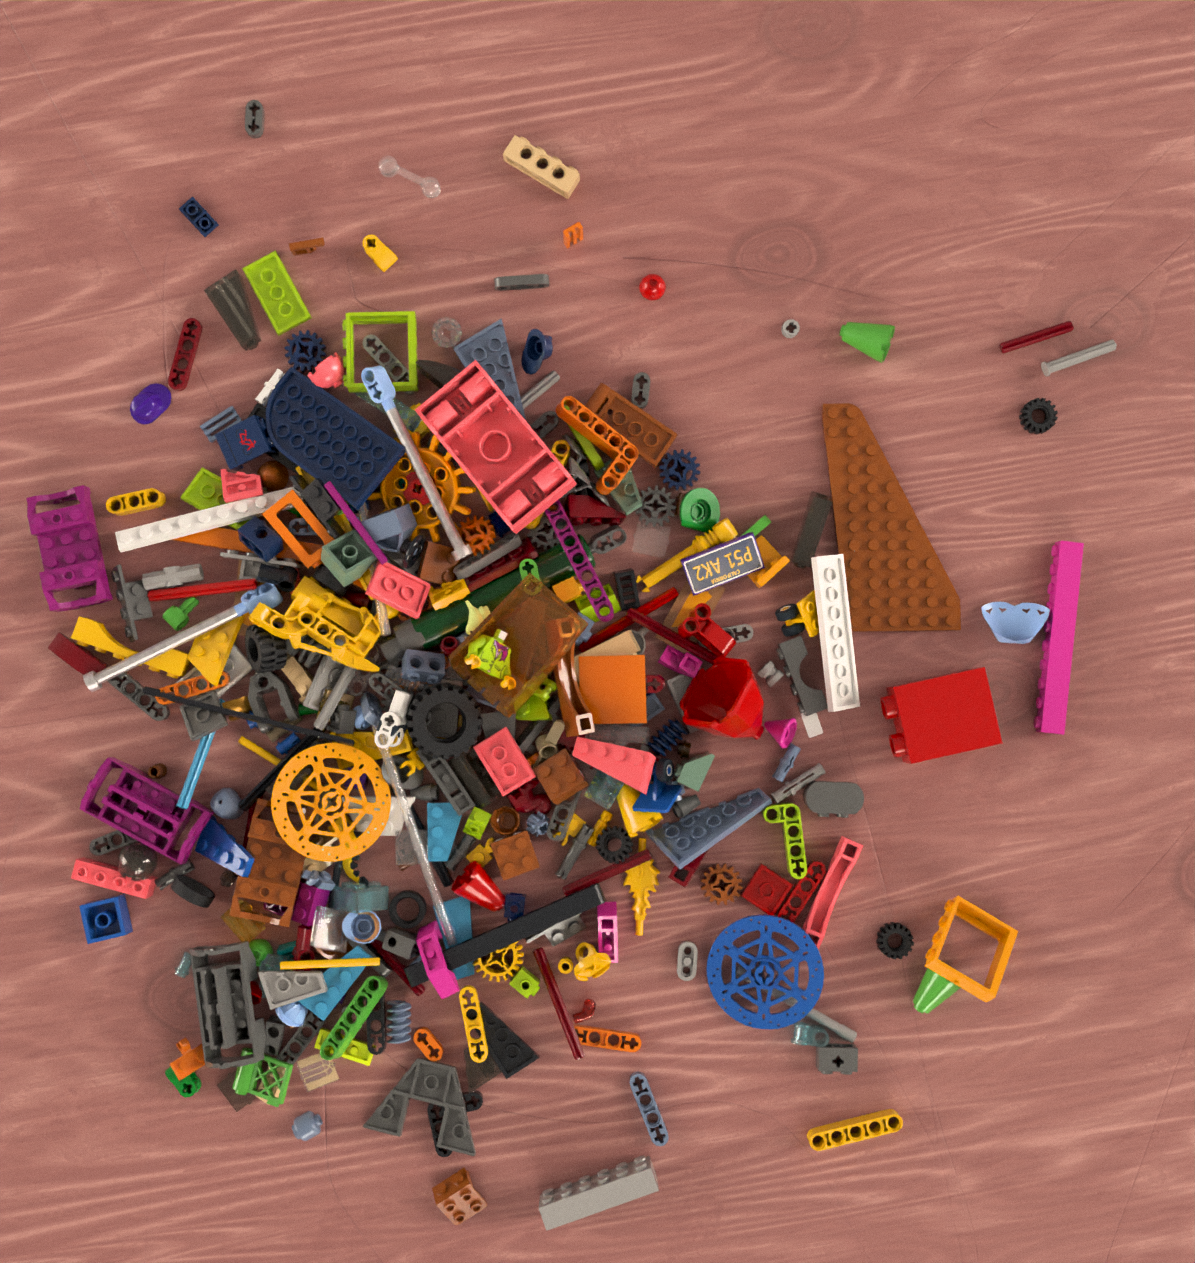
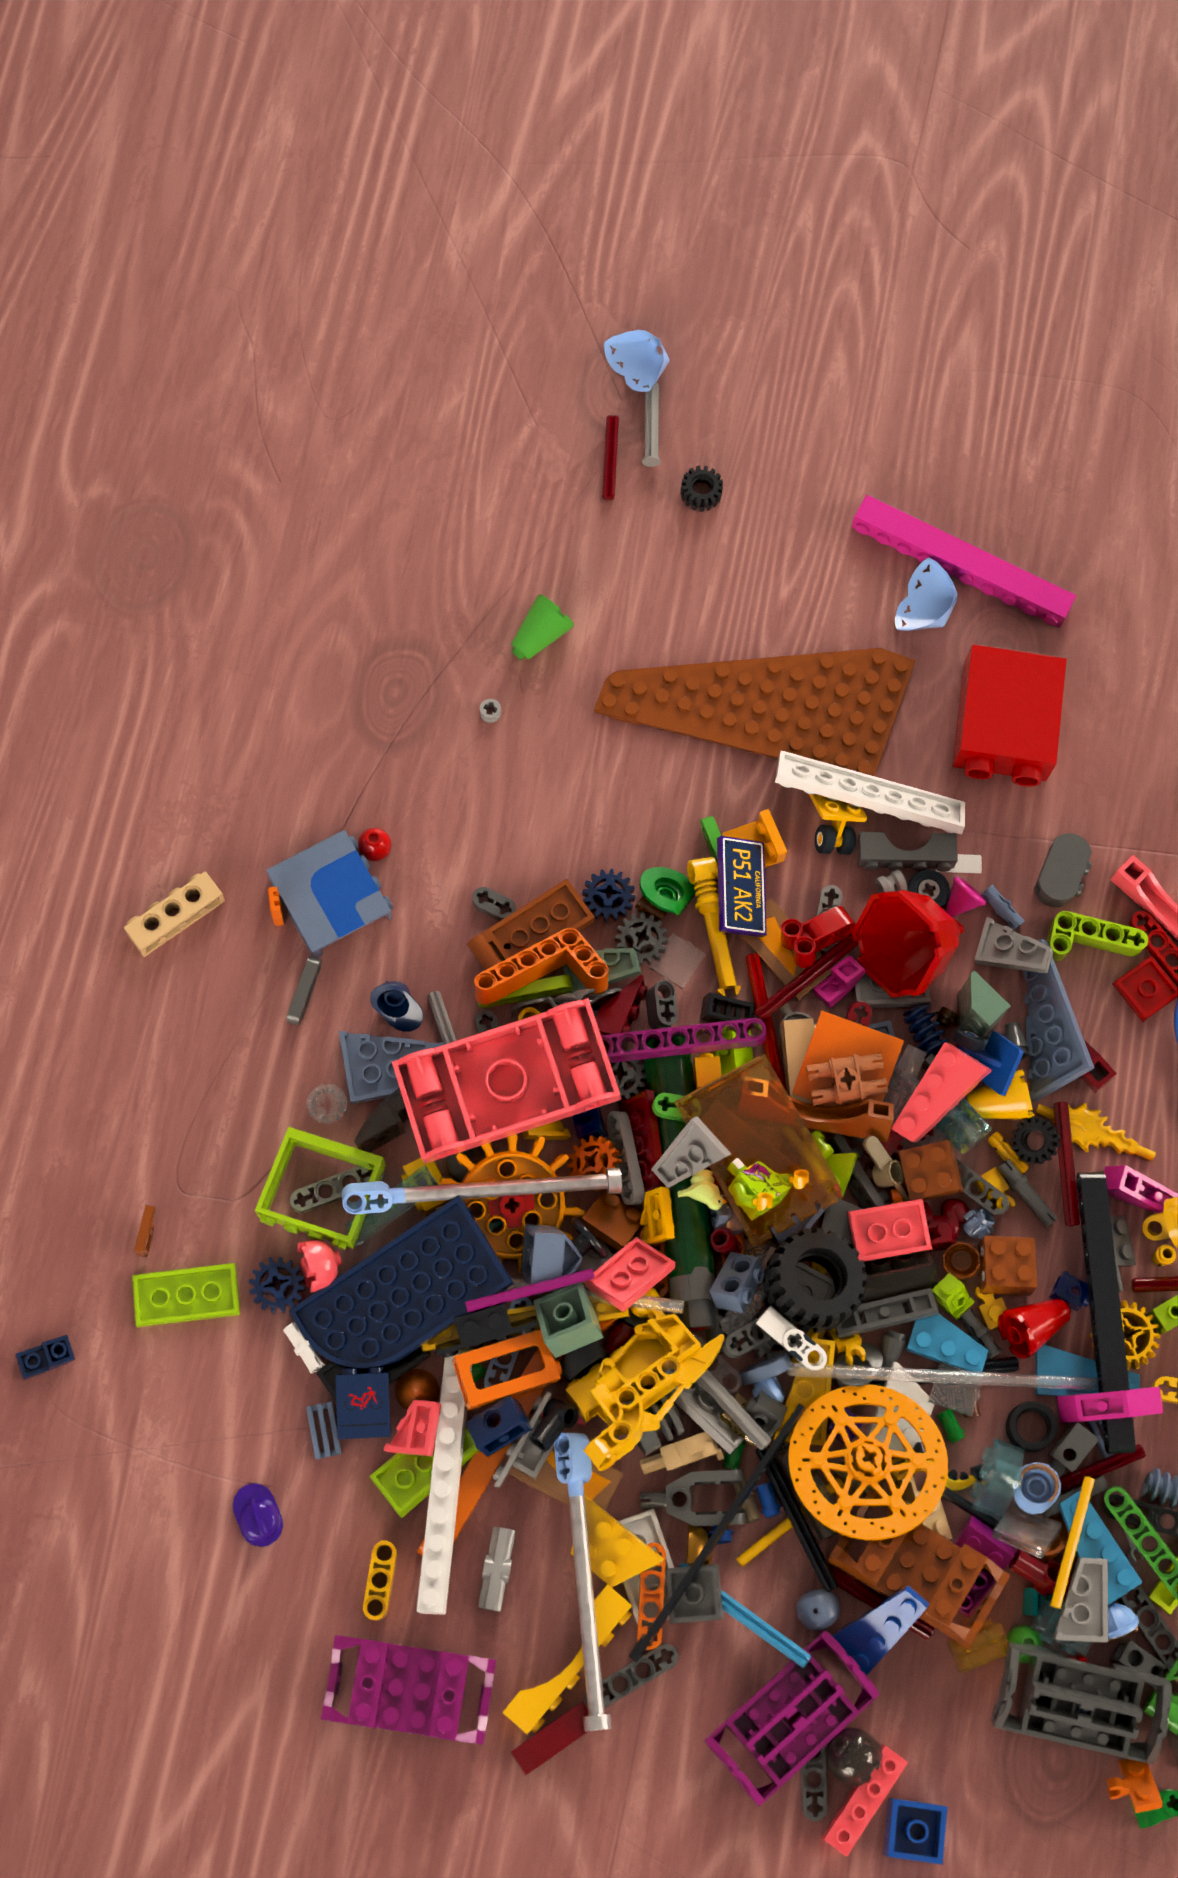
camera: 75 degrees left, 15 degrees down
(133, 602) = (508, 1636): dark grey bracket -> none
(162, 771) = (736, 1683): reddish brown pin -> none
(170, 876) = (886, 1718): dark grey pin -> none
(177, 616) = (550, 1581): bright green axle -> none
(183, 354) = (213, 1444): dark red beam -> none
(184, 965) = (1010, 1750): clear light blue pin -> none
(192, 891) = (918, 1694): black tyre -> none
(202, 590) = (530, 1534): red axle -> none
(227, 878) = (915, 1645): clear smoke plate -> none
(233, 305) = (184, 1354): clear smoke slope -> none
(264, 649) = (641, 1475): black tyre -> none
(319, 878) = (957, 1520): sand blue plate -> none
(381, 254) = (195, 1146): yellow piece -> none
(383, 856) = (951, 1426): none -> green pin
(429, 185) = (137, 1055): clear piece -> none
(493, 597) = (689, 1153): none -> light grey wing
(590, 689) = (857, 1088): none -> nougat pin
(601, 269) = (329, 891): none -> sand blue panel
(722, 891) = (1132, 1029): dark orange gear -> none
(753, 779) = (1007, 949): none -> light grey wing
(778, 795) = (1035, 915): light grey pin -> none
(787, 702) = (932, 880): none -> black bush
(811, 529) = (737, 773): clear smoke slope -> none
(1132, 327) = (638, 358): none -> light blue piece

